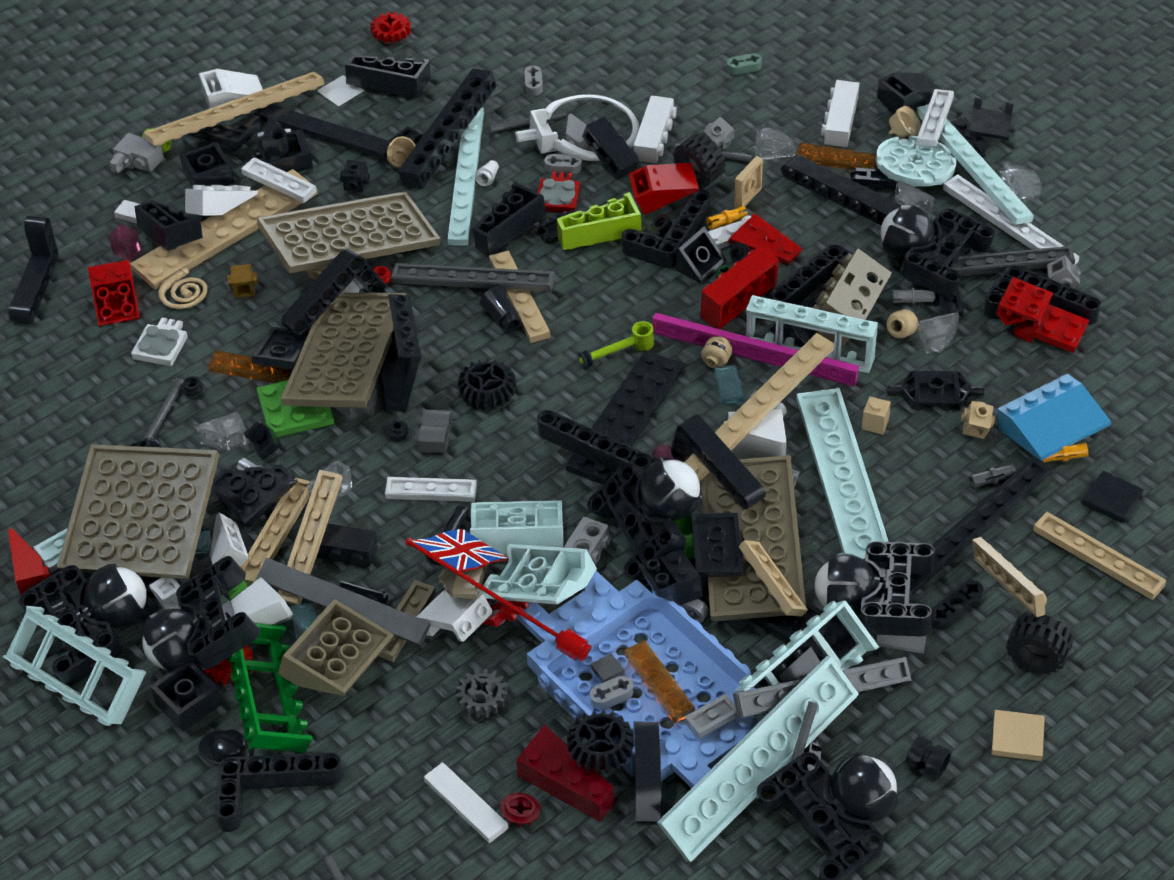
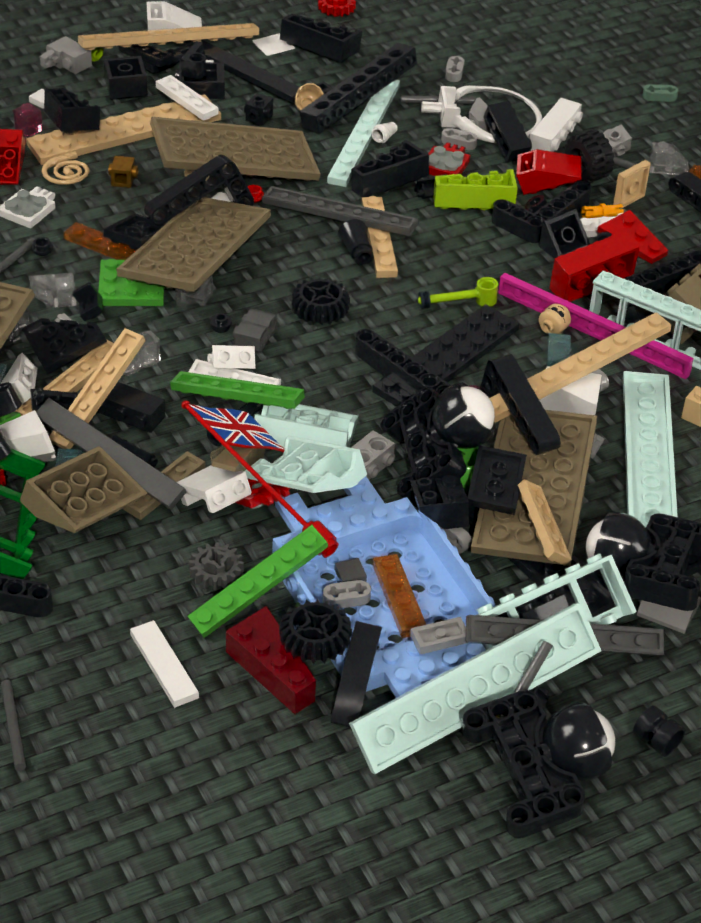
camera: 10 degrees right, 5 degrees down
(216, 198) = (117, 101): white slope -> none
(278, 553) = (39, 396): none -> black hinge
(403, 356) = (238, 265): black panel -> none
(423, 468) = (232, 357): none -> white hinge
(441, 503) = (237, 389): none -> bright green plate
(528, 701) = (258, 581): none -> bright green plate
(529, 806) = (208, 674): dark red gear -> none

